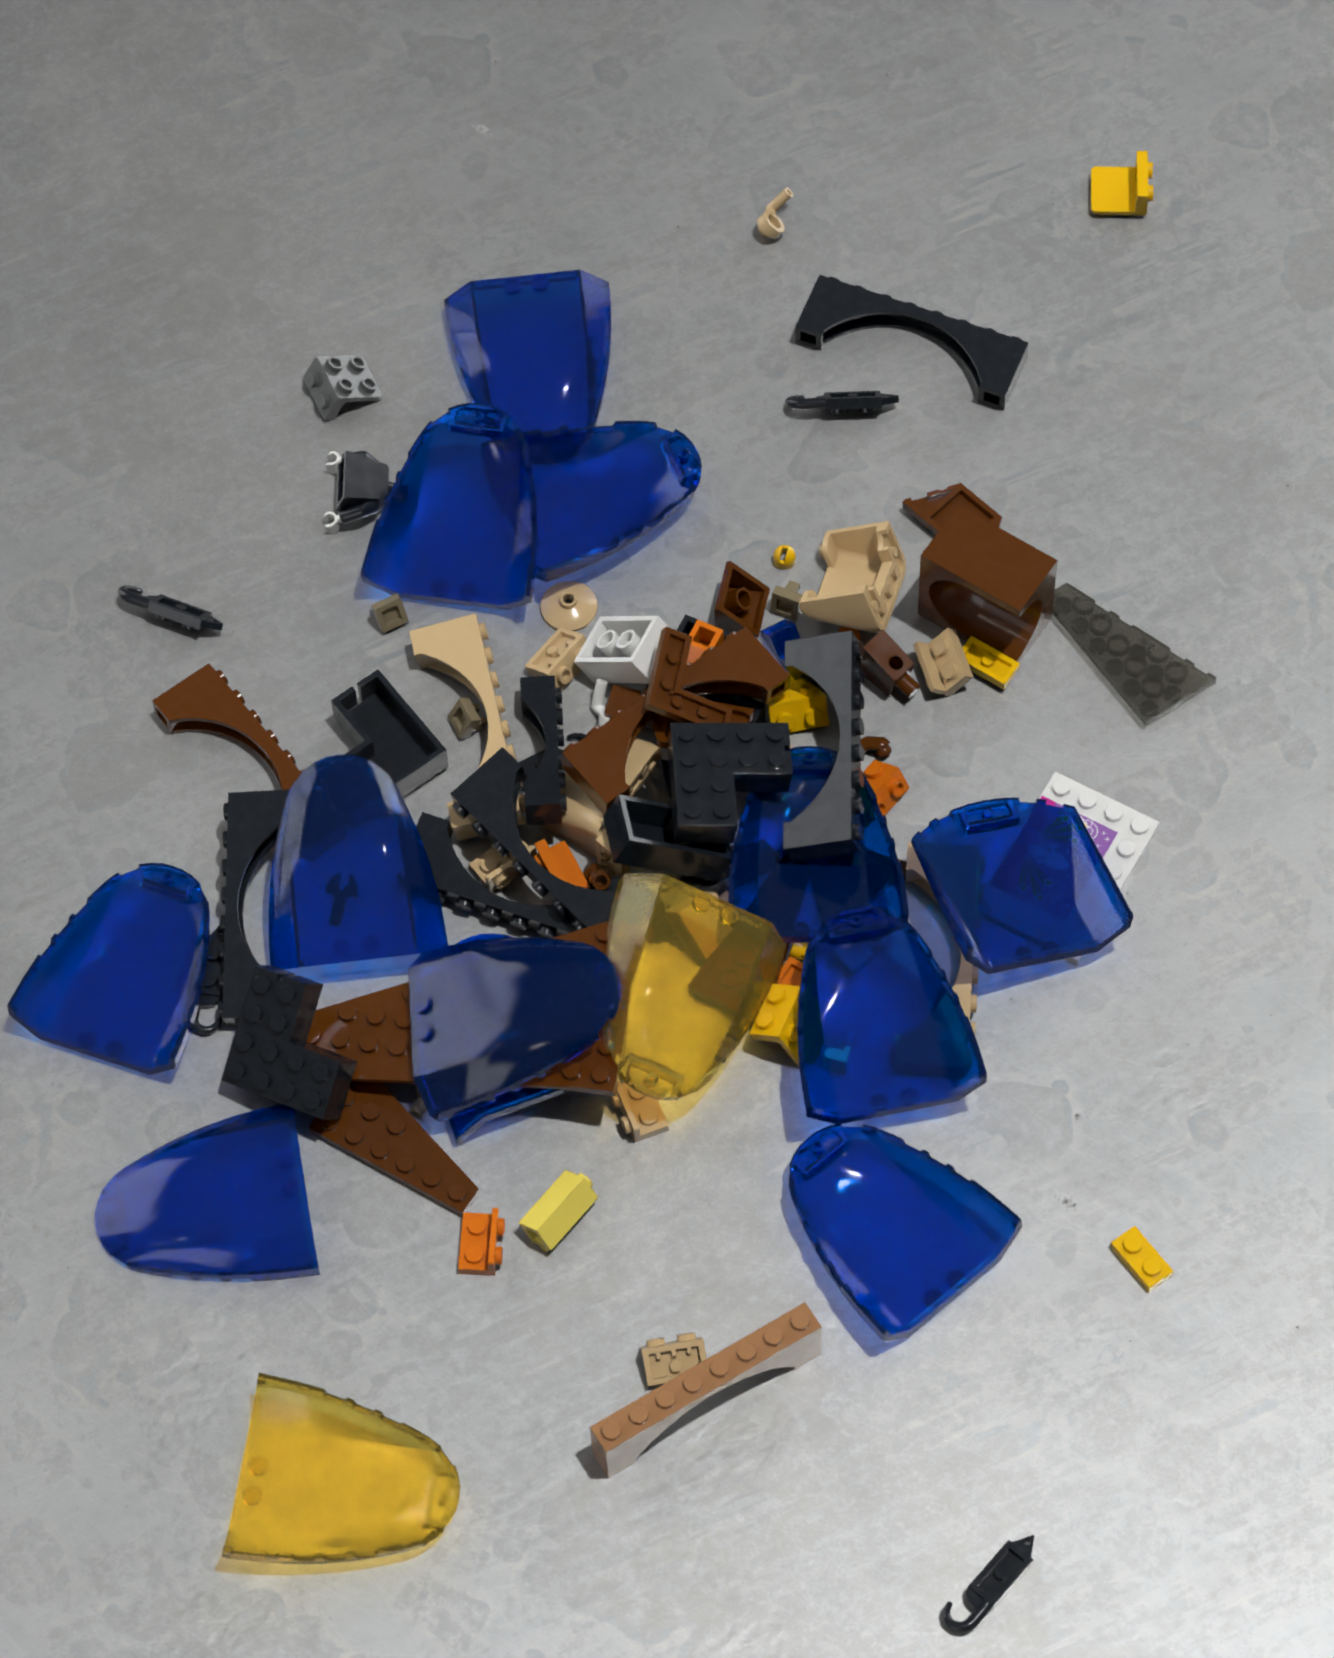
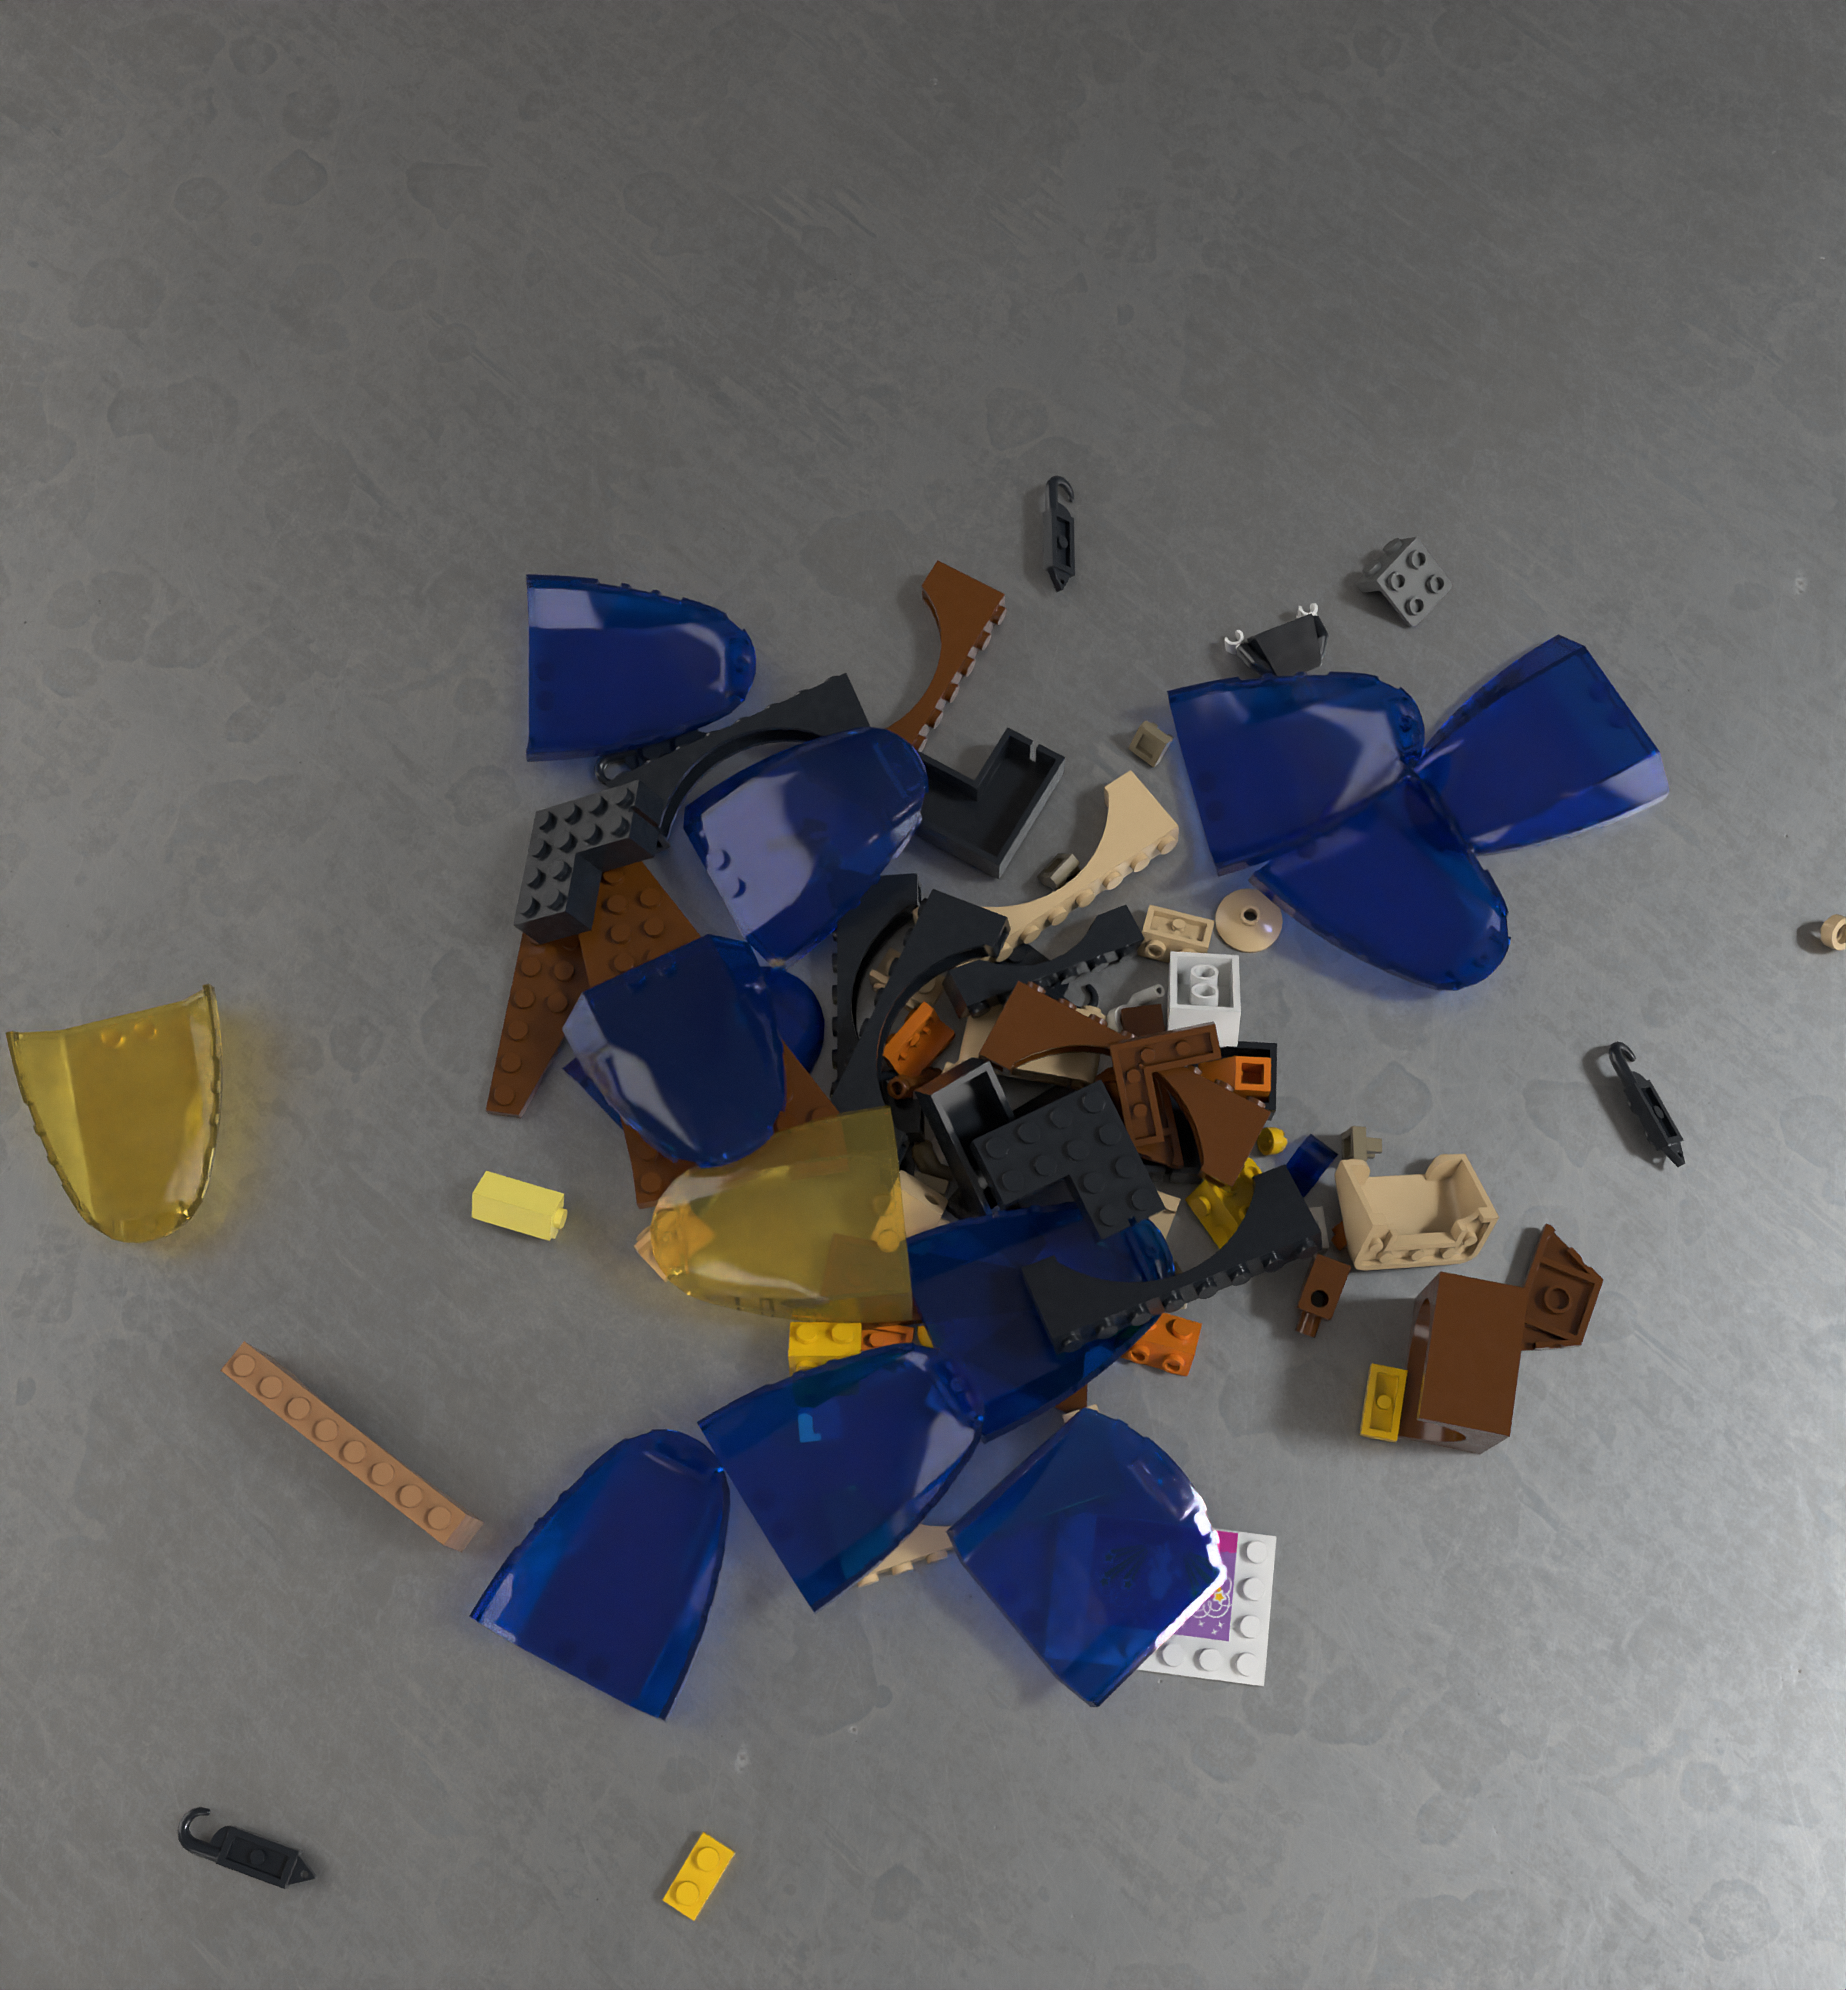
camera: 70 degrees right, 10 degrees up
(215, 1204) = (407, 864): clear blue windscreen -> none
(479, 1243) = (460, 1143): orange bracket -> none
(669, 1359) = (394, 1396): tan bracket -> none
(740, 601) = (1331, 1097): reddish brown slope -> none
(790, 558) = (1417, 1128): yellow hinge -> none
(842, 308) = (1769, 1055): black arch -> none
(879, 744) = (1221, 1315): reddish brown arm -> none
(943, 663) = (1356, 1352): tan bracket -> none
(1131, 660) = (1462, 1578): clear smoke wing -> none

